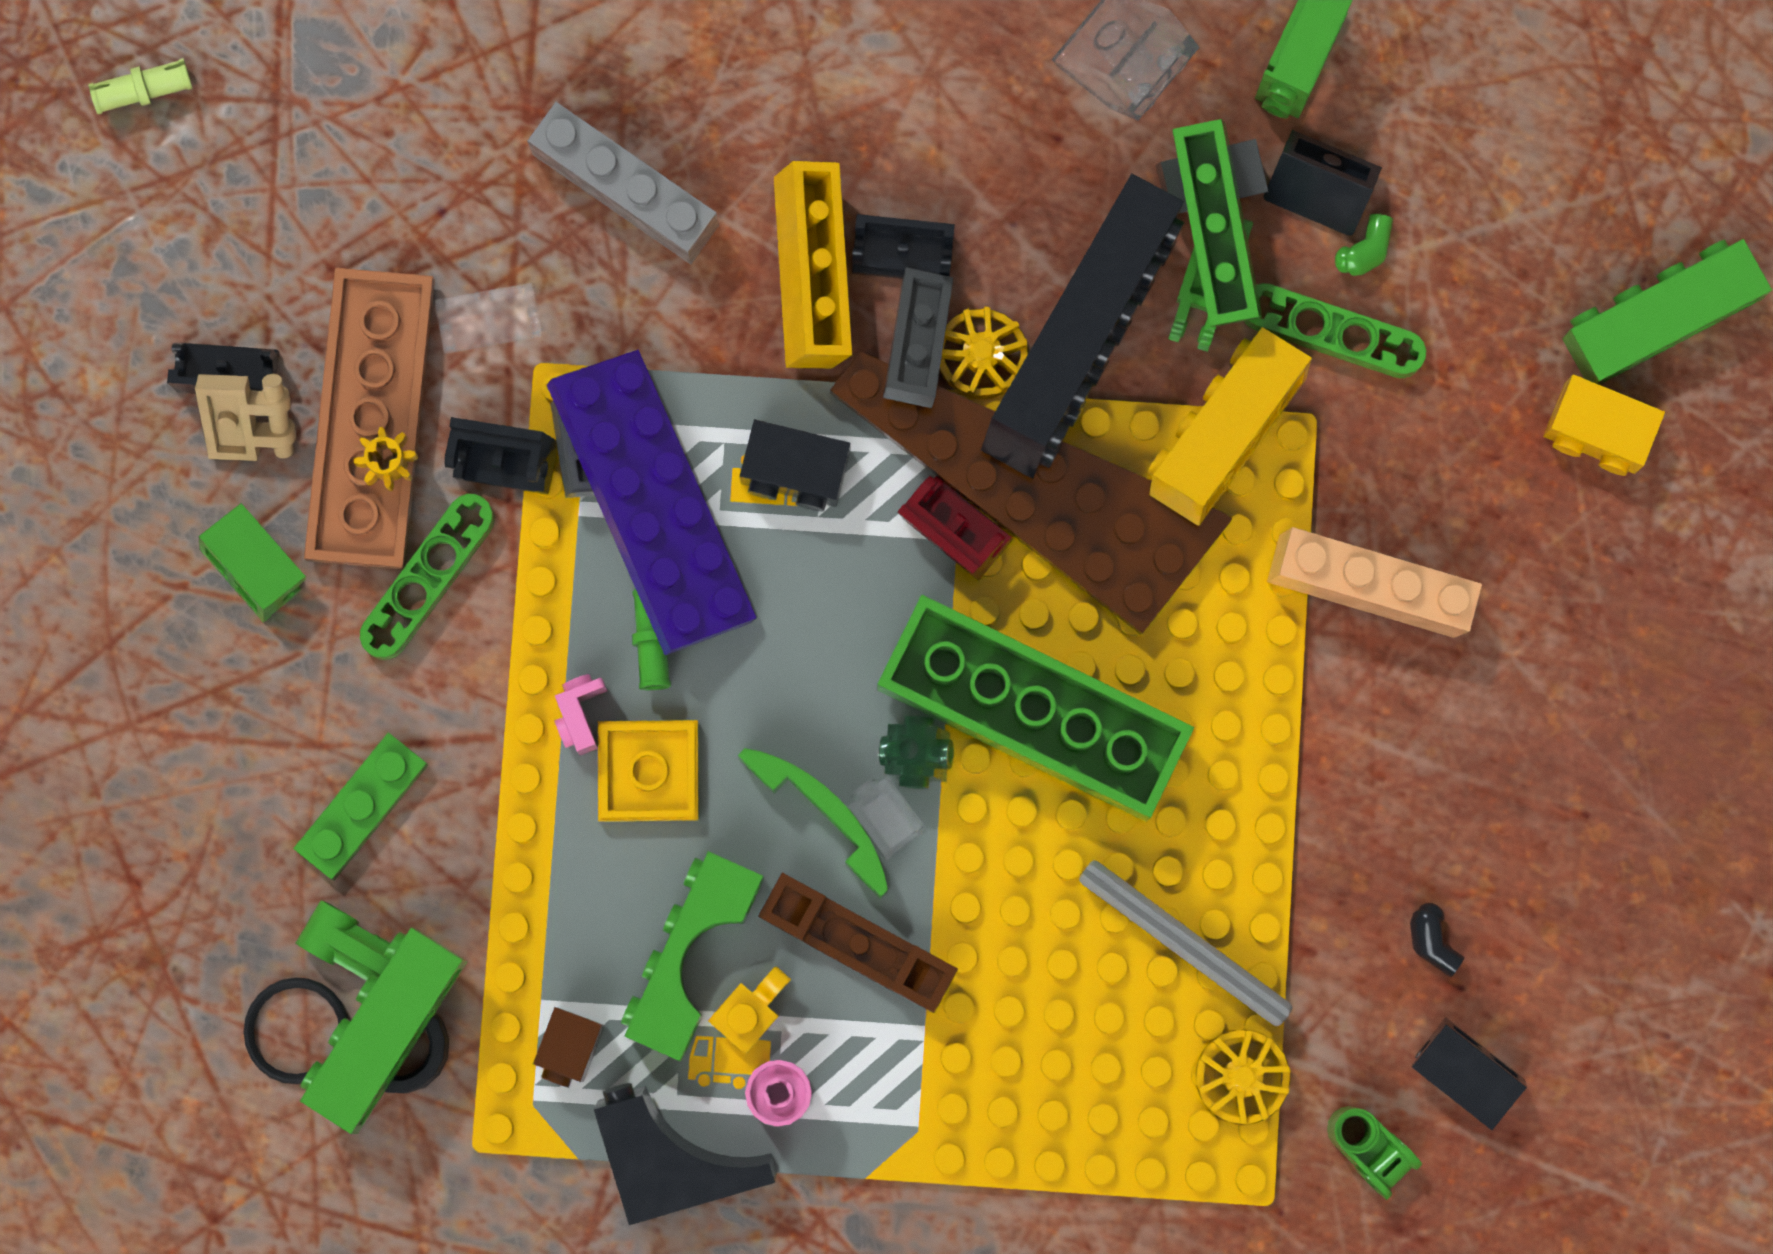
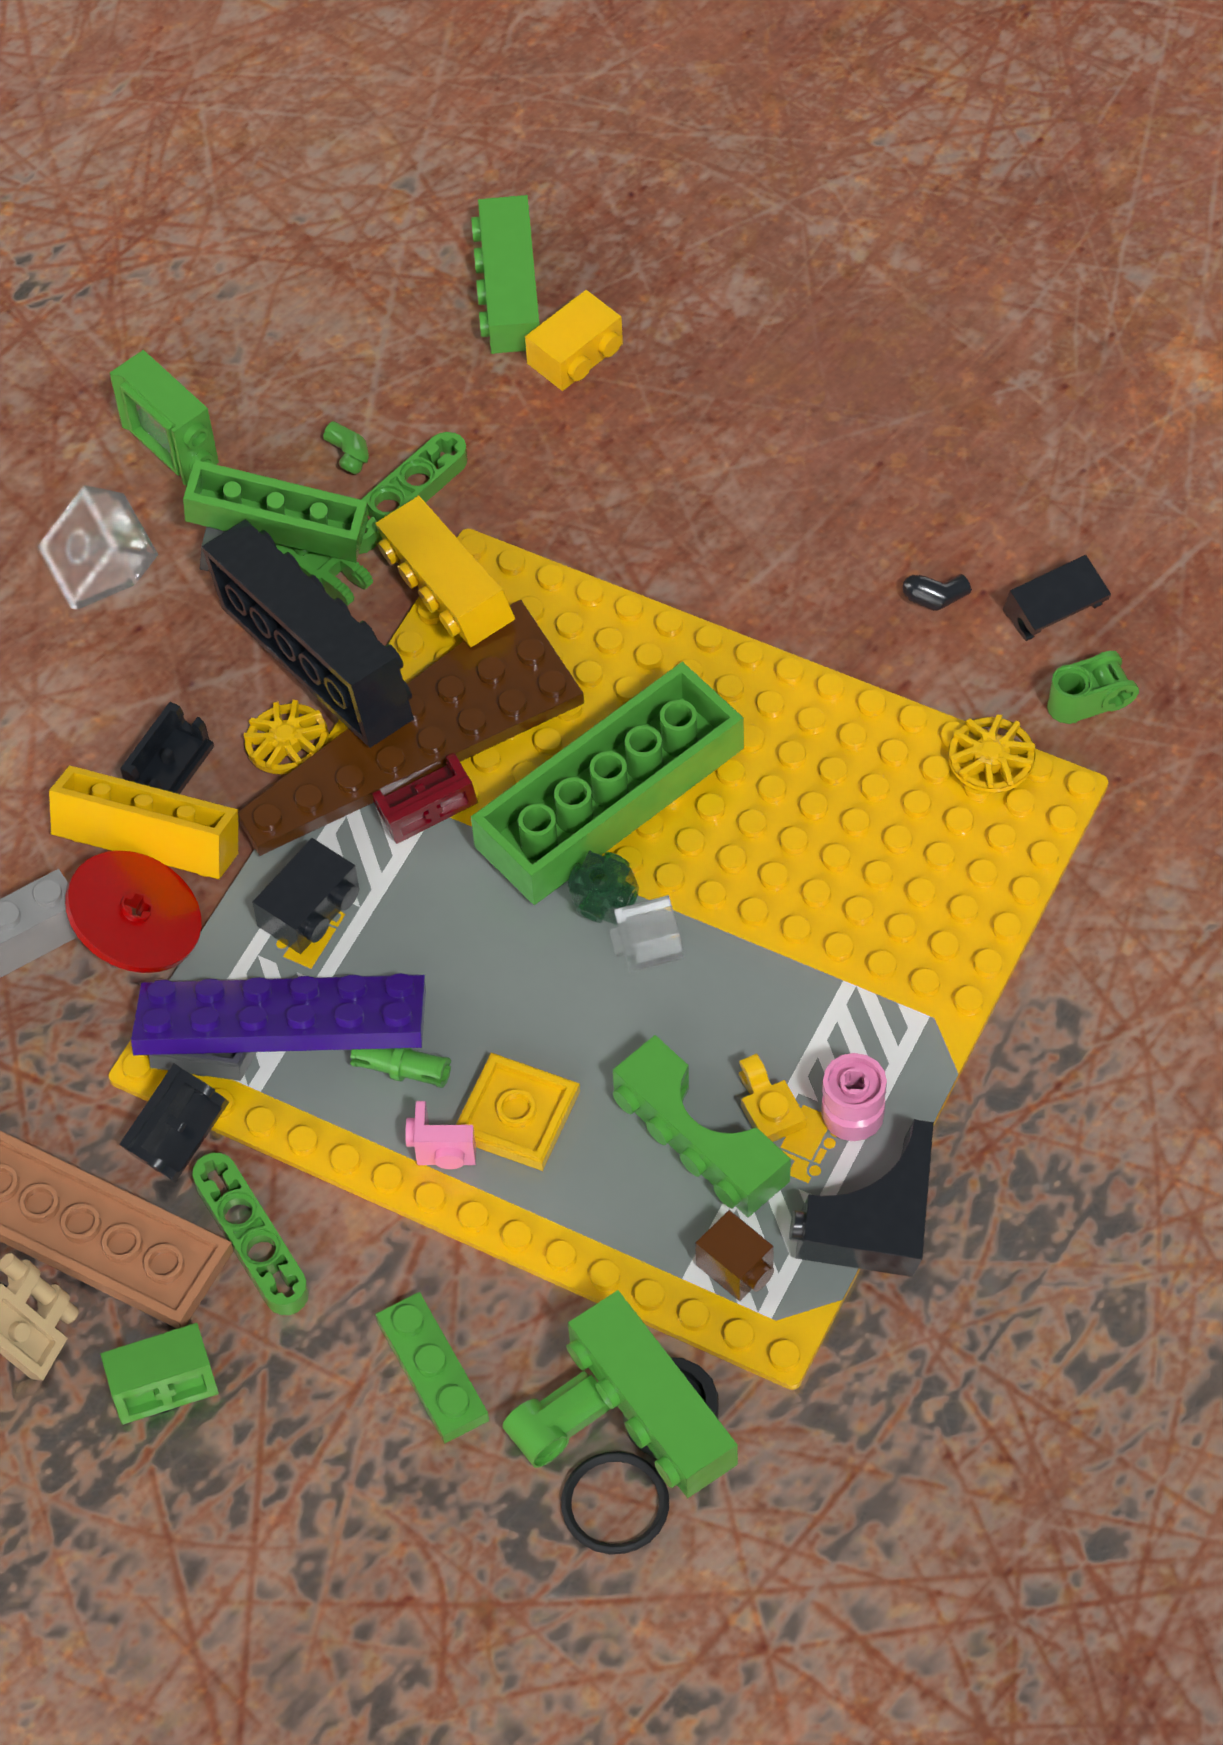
camera: 65 degrees left, 25 degrees down
(397, 466) = (127, 1207): yellow gear -> none
(489, 318) = (45, 1092): clear hinge -> none
(676, 288) = (165, 907): none -> red piece
(776, 772) = (678, 961): bright green slope -> none
(858, 943) = (751, 997): reddish brown slope -> none
(918, 338) = (250, 764): dark grey plate -> none
(1185, 943) = (858, 754): light grey axle -> none
(1322, 183) = (286, 452): black panel -> none
(1374, 582) = (622, 522): light nougat brick -> none

